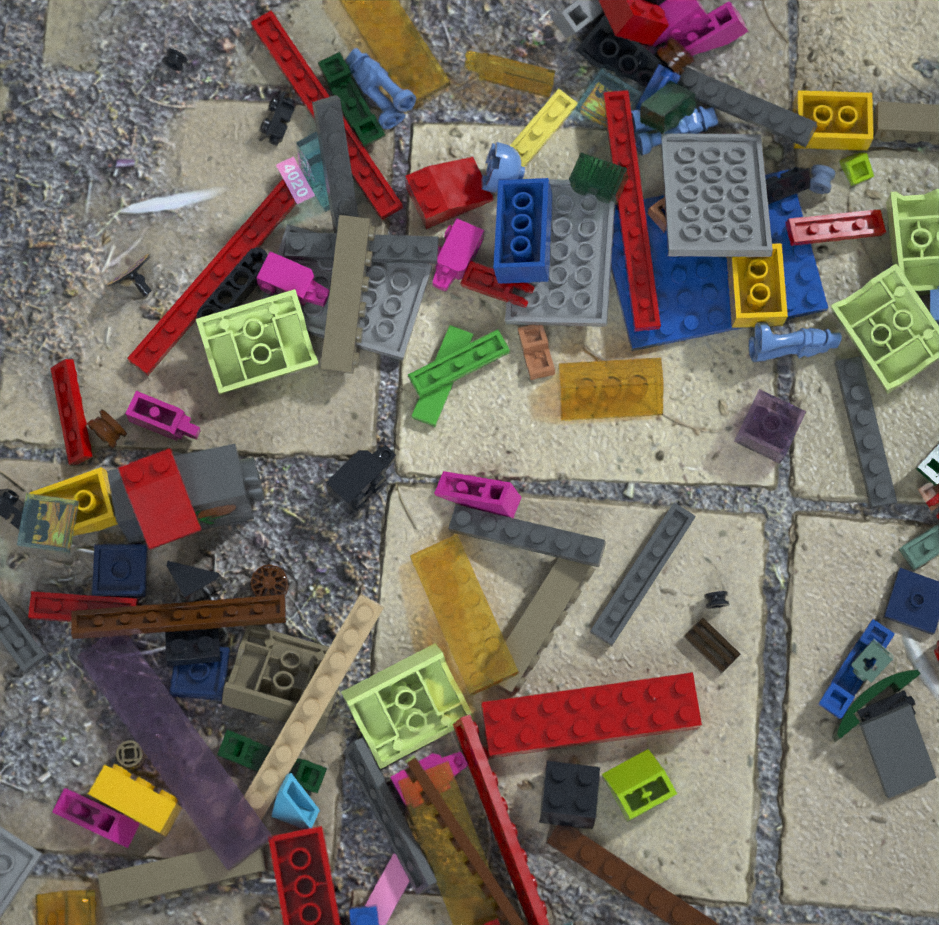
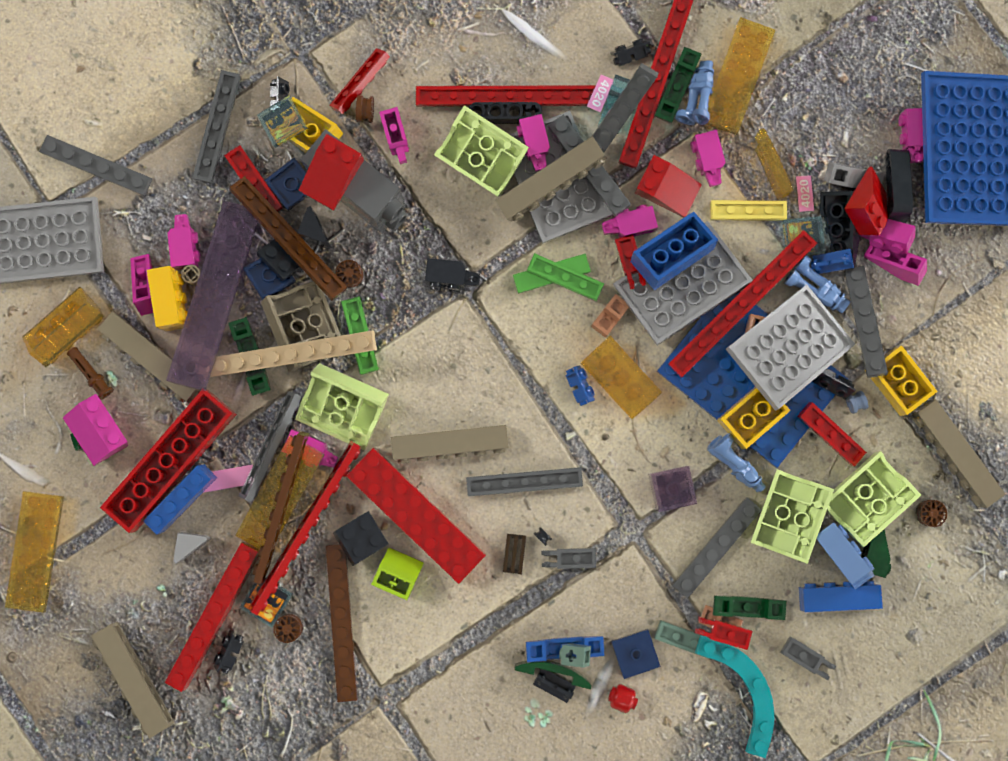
camera: 55 degrees right, 10 degrees up
(86, 739) = (182, 243): none -> dark pink hinge
(135, 277) = (468, 46): black shield -> none
(294, 804) = (235, 388): medium azure slope -> none
(330, 620) = (357, 323): none -> bright green tile
(450, 126) = (709, 156): none -> dark pink hinge
(464, 615) = (416, 398): clear yellow plate -> none
(479, 493) = (496, 350): dark pink slope -> none
(503, 164) = (706, 207): medium blue cylinder -> none
(527, 536) = (492, 398): dark grey plate -> none
(565, 66) = (805, 193): none -> bright pink sticker
(595, 439) = (584, 392): none -> blue hinge
(598, 178) = (744, 269): clear green brick -> none
(667, 107) = (824, 275): clear green brick -> none
(675, 56) = (864, 254): reddish brown wheel -> none
(763, 588) = (571, 558): none -> dark grey hinge
(857, 168) = (883, 418): lime slope -> none
(898, 750) = (535, 708): dark grey tile -> none

